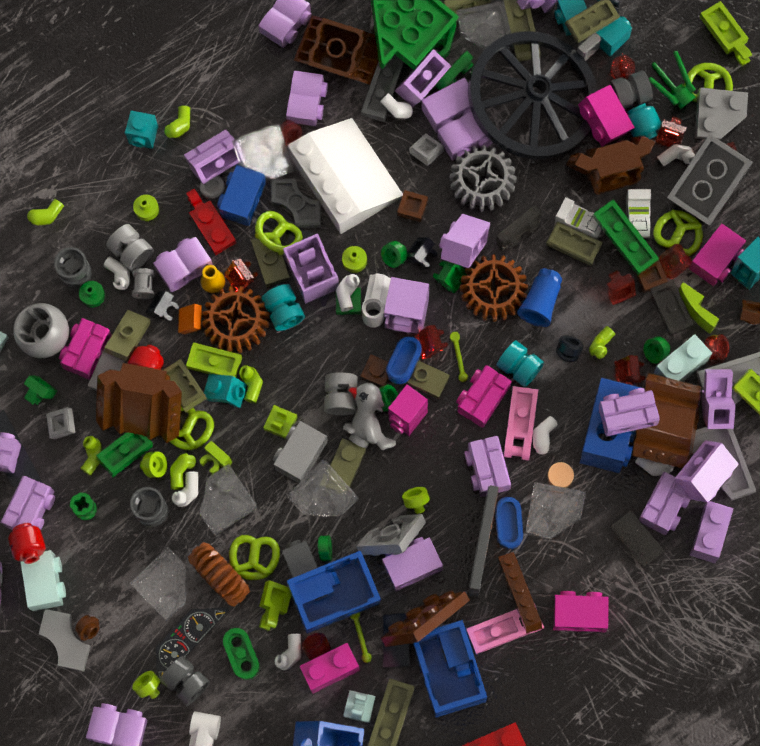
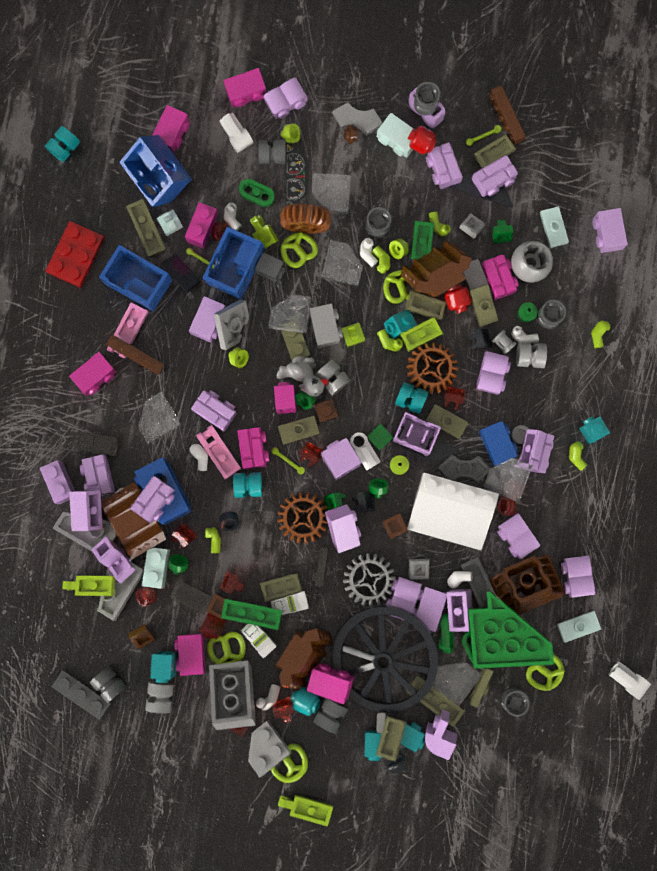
camera: 135 degrees right, 10 degrees up
(86, 513) = (417, 187): green bush -> none
(146, 207) = (543, 391): lime tile -> none
(190, 319) = (458, 345): orange tile -> none
(210, 224) = (501, 411): red plate -> none
(214, 283) = (464, 383): yellow cone -> none
(215, 455) = (368, 283): lime tile -> none
(265, 238) = (456, 438): lime piece -> none
(325, 548) = (263, 286): green tile -> none
(345, 290) = (385, 439): white arm -> none
(403, 360) = (315, 428): blue tile -> none
(424, 619) = (169, 289): reddish brown plate -> none
(483, 541) = (177, 362): dark grey tile -> none
(509, 523) = (176, 390): blue tile -> none
(541, 298) = (270, 536): blue plant -> none
(560, 475) = (171, 442): light nougat tile -> none
(622, 67) = (349, 727): clear red tile -> none
(679, 95) = (298, 739): green plant -> none
(700, 315) = (180, 610): lime slope -> none

